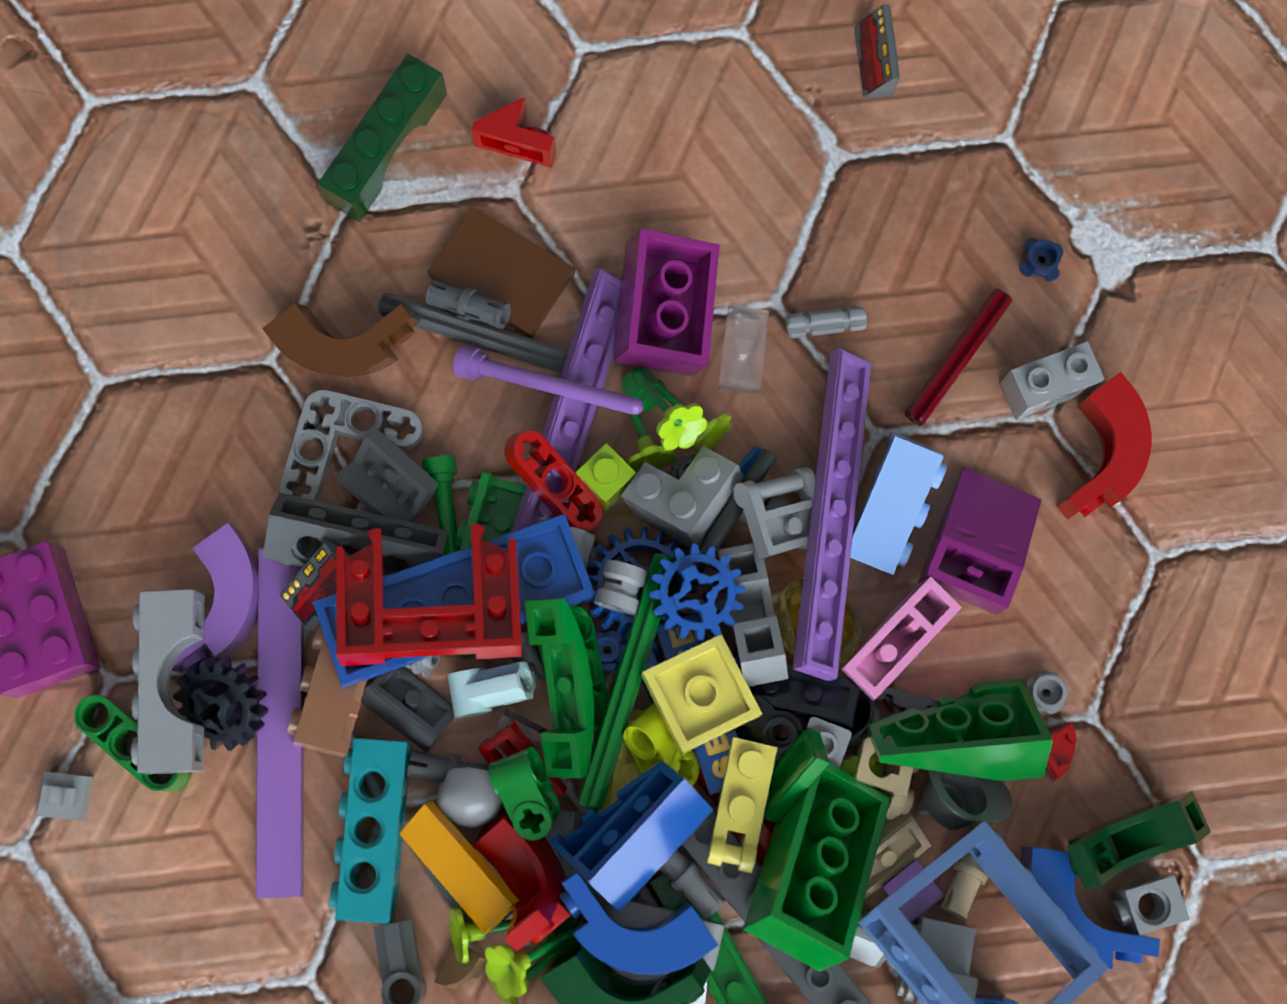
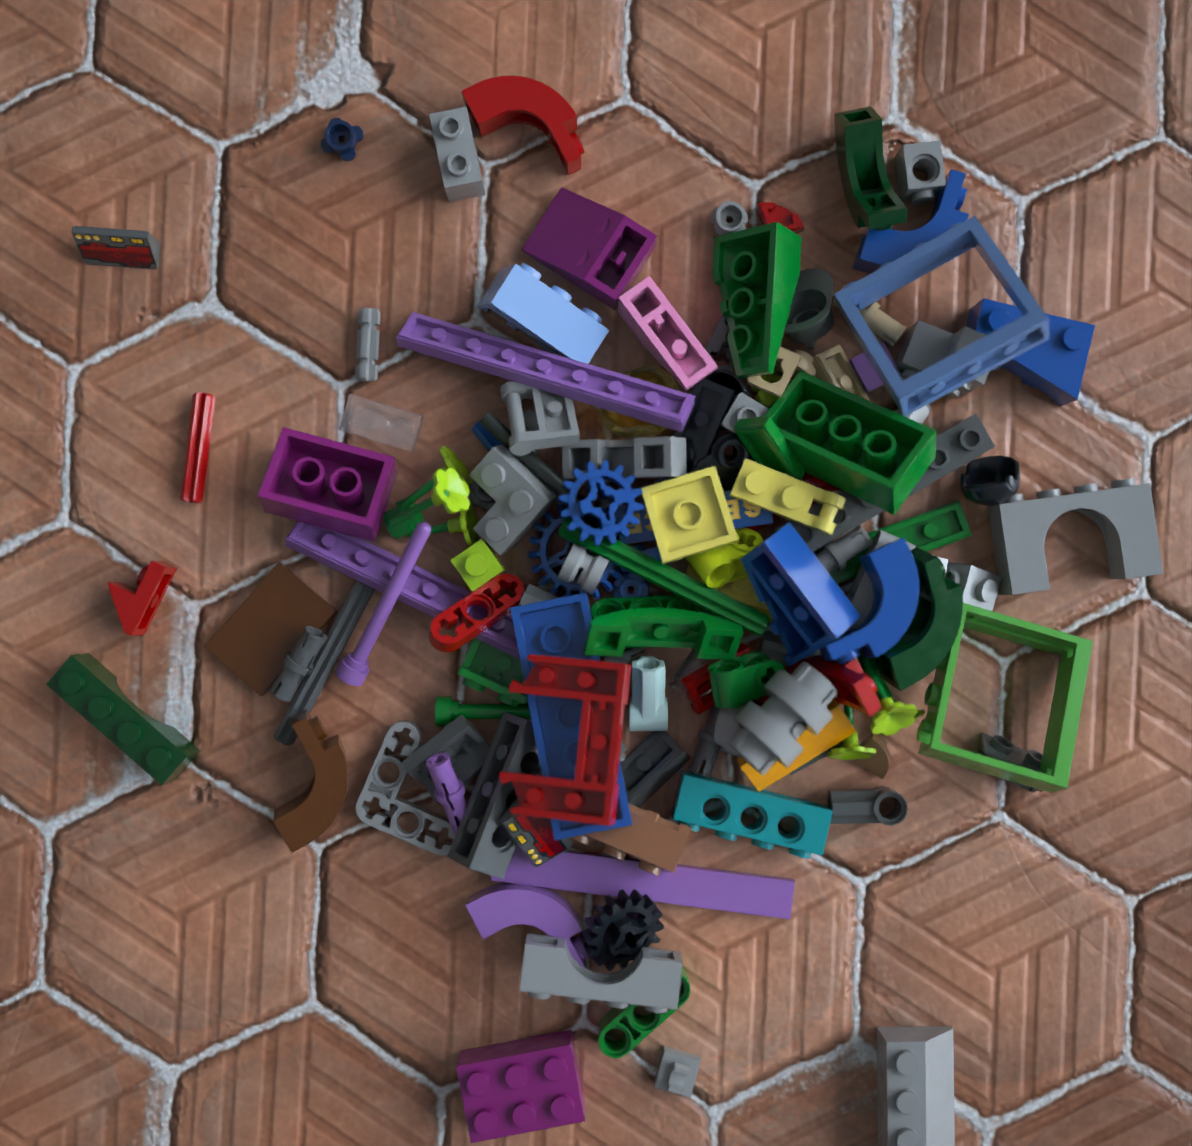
camera: 80 degrees left, 10 degrees up
(354, 482) = (448, 789): none -> medium lavender pin
(499, 847) = (794, 706): none -> light grey piece
(682, 166) = (197, 447): none -> red axle
(958, 357) = (419, 232): dark red axle -> none

